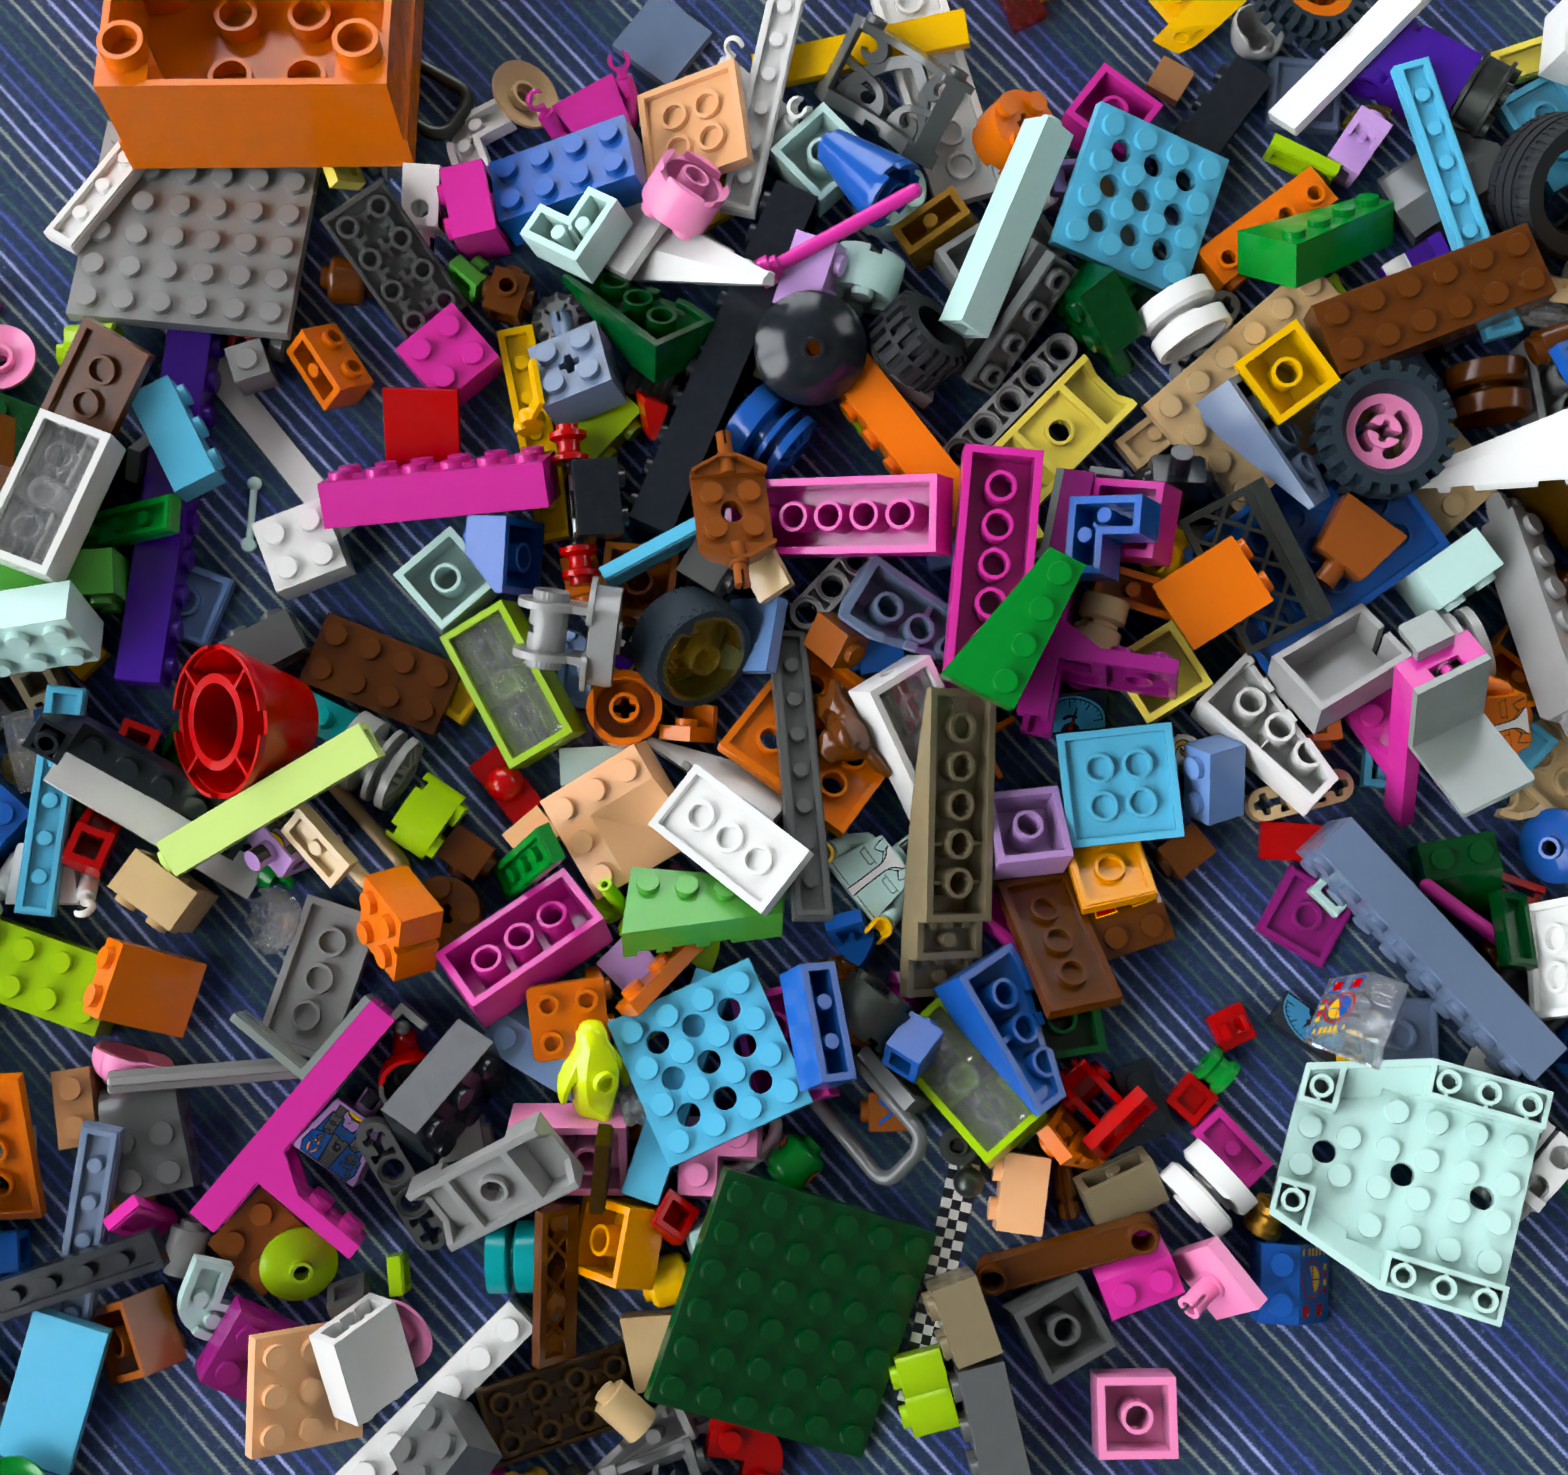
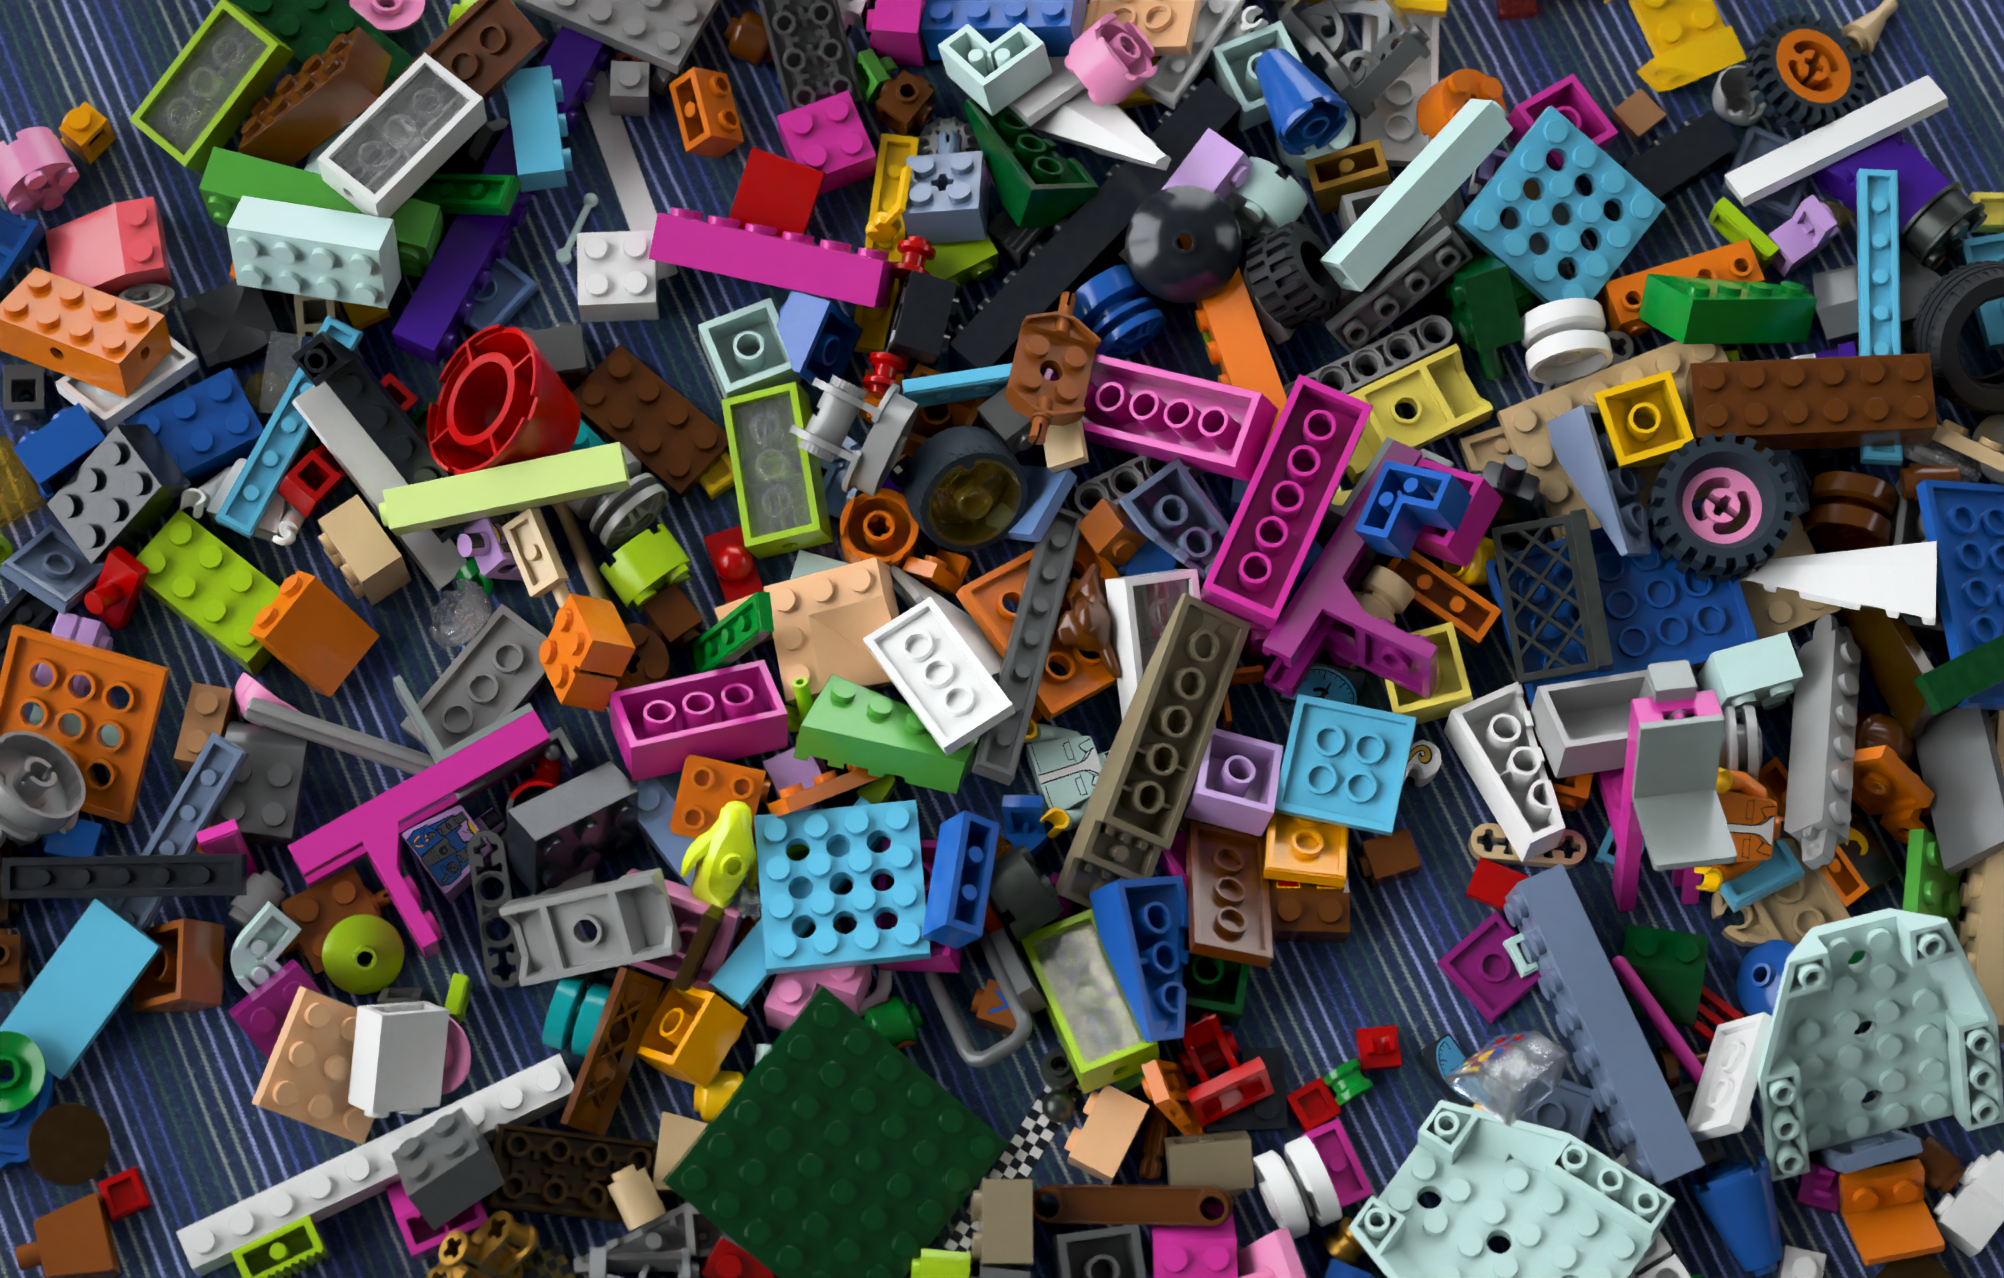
camera: 15 degrees right, 10 degrees down
(652, 413) = (1006, 257): red slope -> none
(674, 1218) = (752, 1025): red slope -> none
(838, 232) = (1246, 142): dark pink piece -> none
(912, 1047) = (1047, 938): brick -> none
(1011, 641) = (1281, 565): green wedge -> none
(1214, 591) = (1500, 604): orange brick -> none
(1214, 779) = (1442, 793): medium blue brick -> none
(1353, 542) = (1658, 606): dark orange torso -> none
(1513, 930) = (1695, 1041): dark green tile -> none

